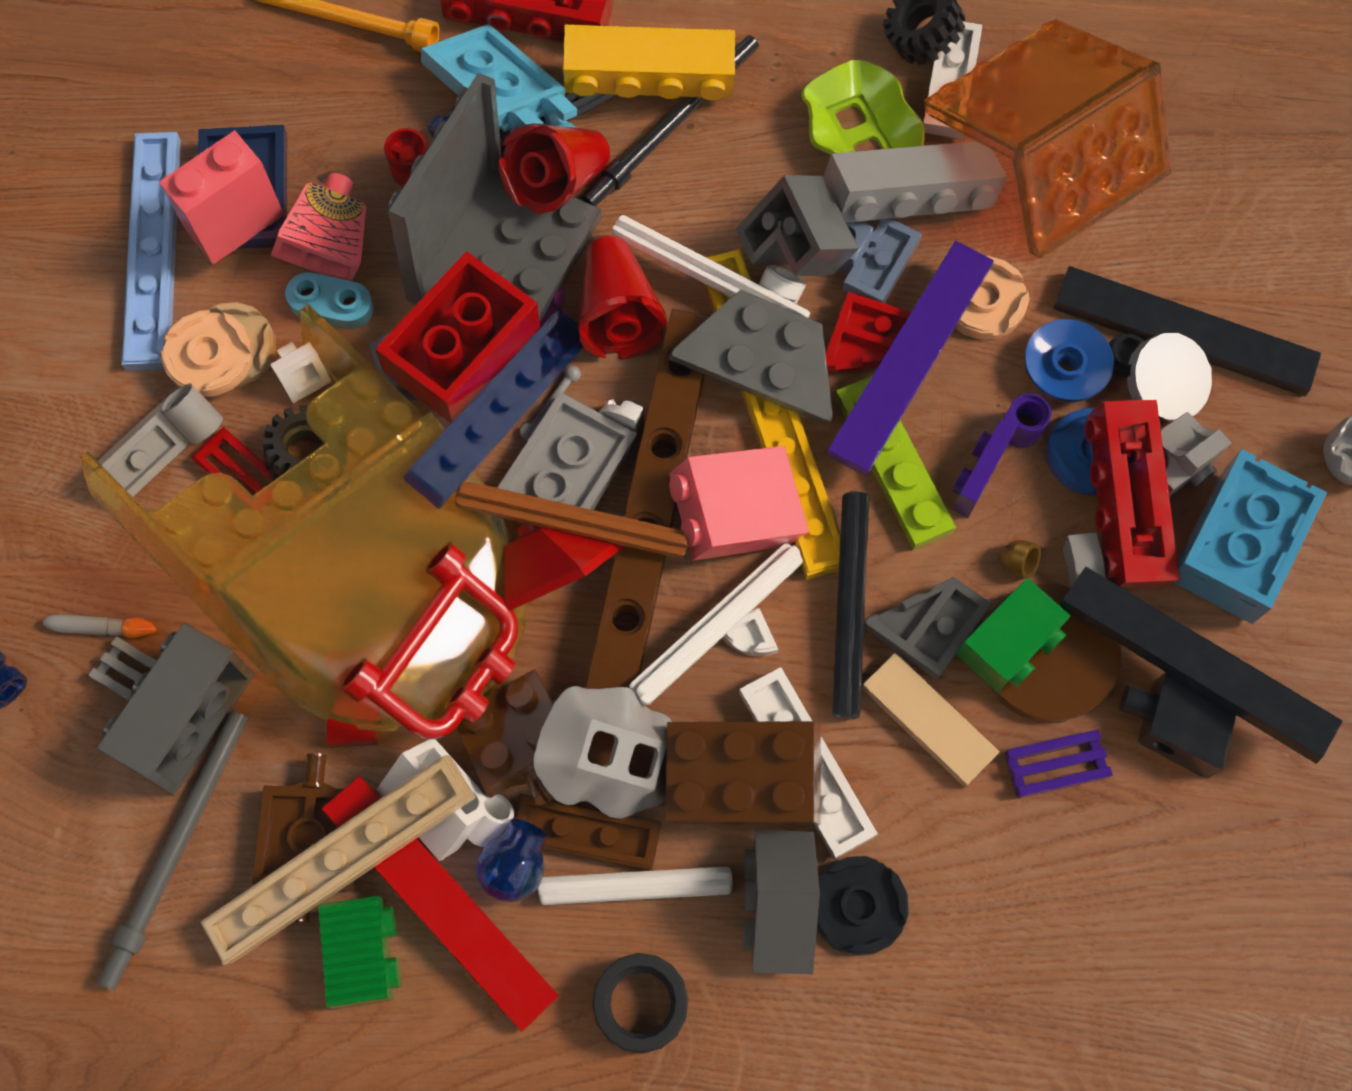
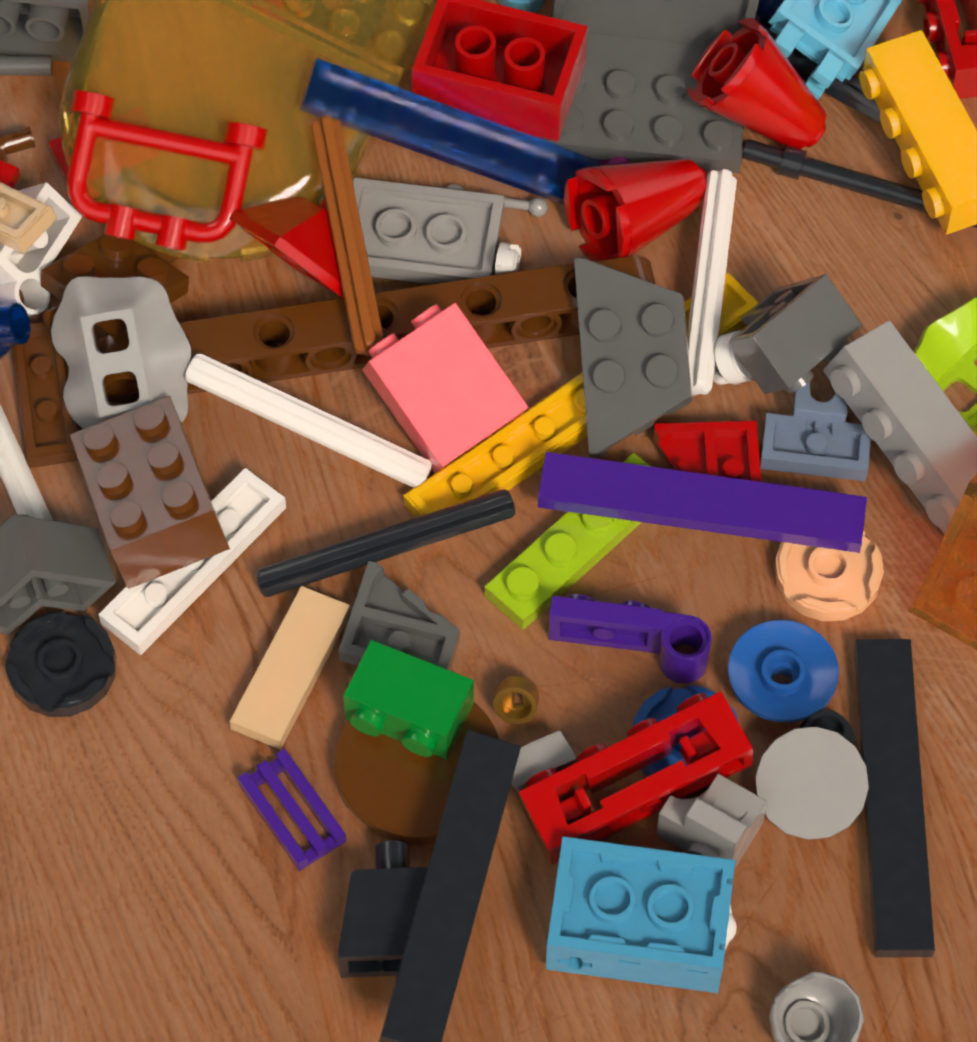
camera: 70 degrees right, 10 degrees down
(752, 636) = (317, 468): white tile -> none

